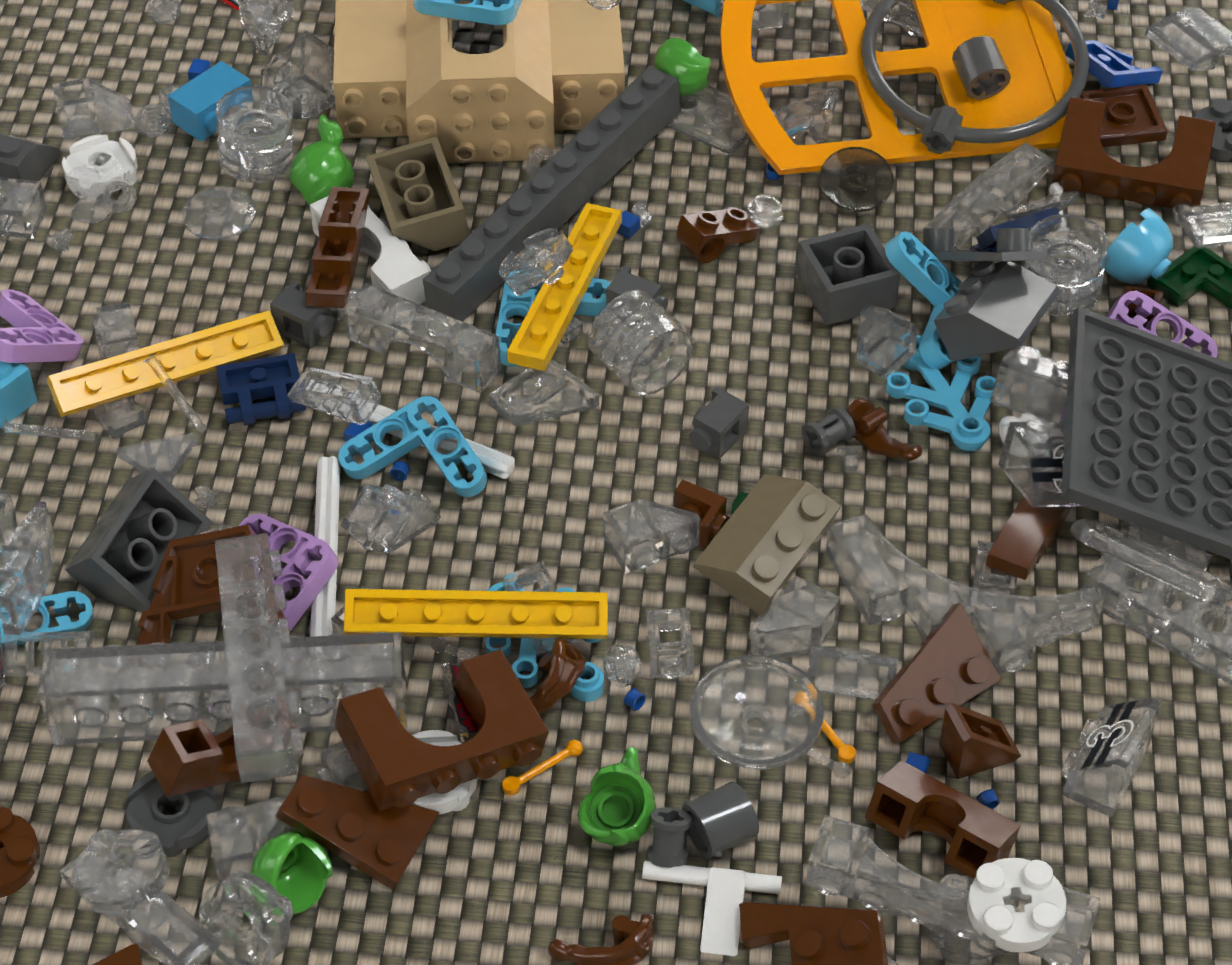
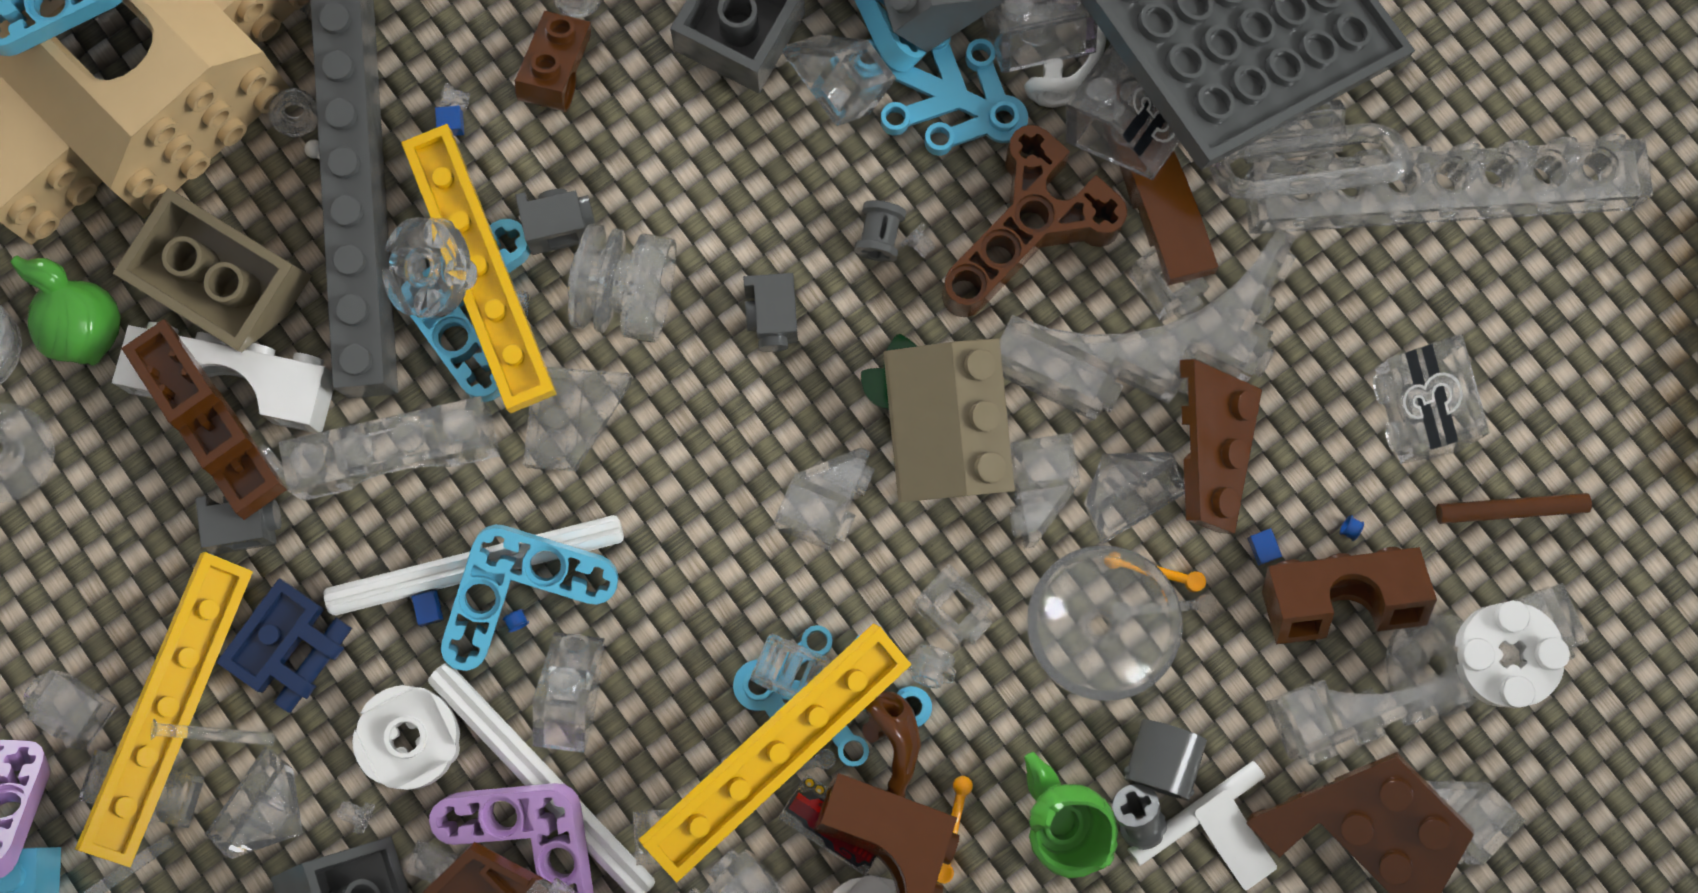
camera: 45 degrees left, 30 degrees up
(277, 496) = (379, 726): none -> white plate
(357, 405) = (407, 588): clear slope -> none
(634, 699) = (969, 687): blue piece -> none
(708, 506) = (843, 428): reddish brown bracket -> none
(872, 434) = (916, 196): reddish brown piece -> none
(946, 487) = (1063, 219): none -> reddish brown beam
(974, 741) = (1301, 479): reddish brown slope -> none
(1122, 873) = (1513, 508): none -> reddish brown bar

